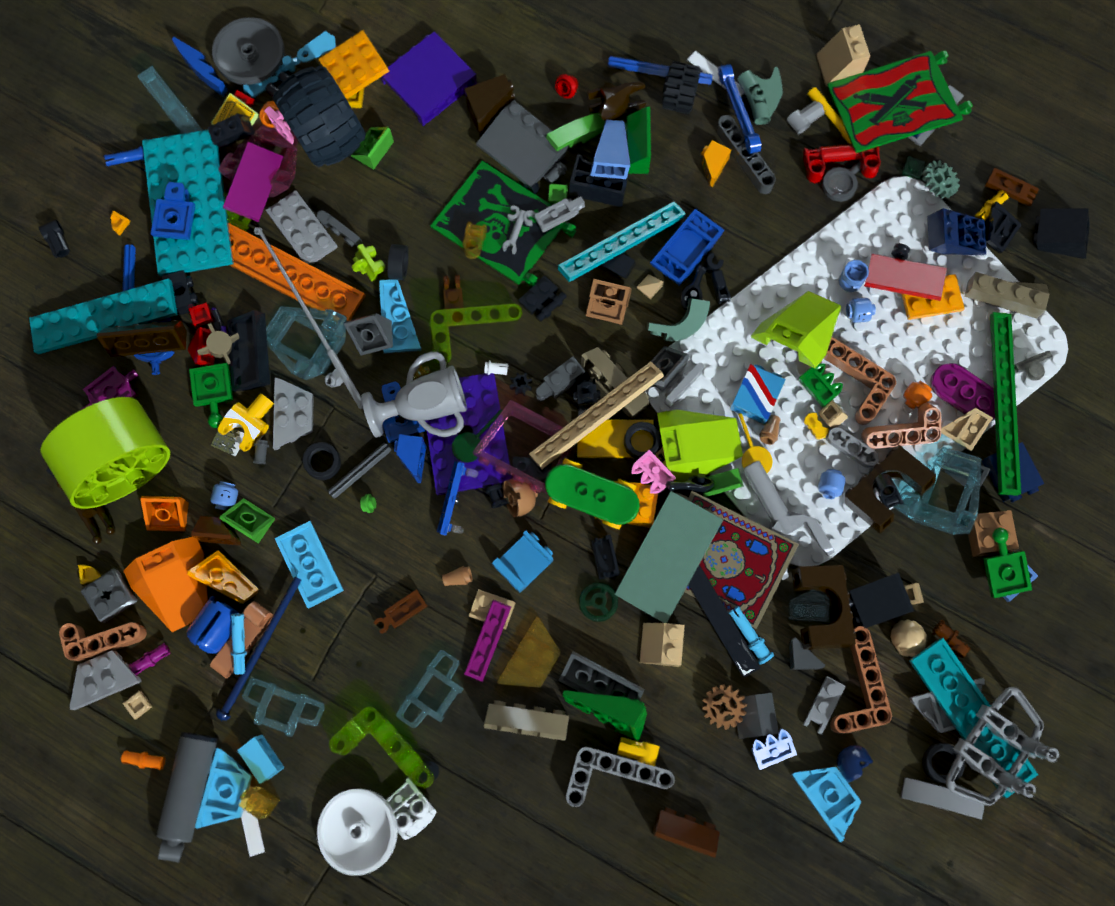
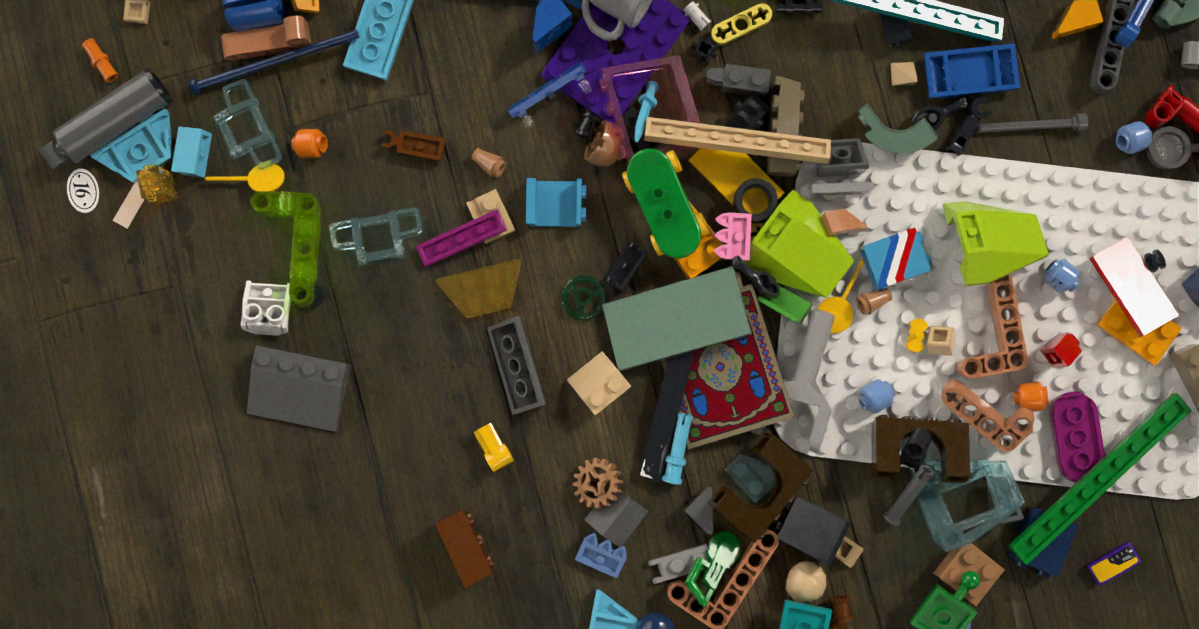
camera: 45 degrees right, 10 degrees up
(211, 857) = (82, 190): none -> white sticker
(238, 643) = (259, 38): medium azure axle -> none
(327, 727) = (258, 179): none -> yellow piece
(333, 677) = (309, 143): none -> orange head
(357, 831) = (210, 285): white dish -> none
(368, 503) = (476, 27): bright green plate -> none
(466, 443) = (608, 55): dark green piece -> none
(478, 842) = (297, 388): none -> dark grey slope
(519, 446) = (648, 102): none -> medium azure sword
(525, 721) = (427, 333): dark tan wedge -> none
(536, 337) = (753, 11): none -> light yellow beam
(608, 293) = (861, 46): medium nougat brick -> none
(614, 768) = (459, 442): light grey beam -> none
(621, 712) = (509, 404): green wedge -> none
(705, 403) = (841, 222): none -> nougat slope
(775, 218) = (1078, 123): none -> dark grey piece
(815, 196) = (1133, 137): none -> medium blue head
(819, 385) = (956, 305): green plate -> none
(842, 672) = (722, 552): none -> green piece
(851, 439) = (924, 402): light grey beam -> none
(853, 275) = (1094, 239): medium blue wheel -> none
(905, 352) = (1061, 350): none -> red slope
(911, 523) = (908, 495): none -> dark grey pin
(967, 428) = (1043, 467): tan wing -> none
(1033, 366) = (1159, 473): clear smoke tile -> none
(1065, 443) = (1115, 563): none -> slope

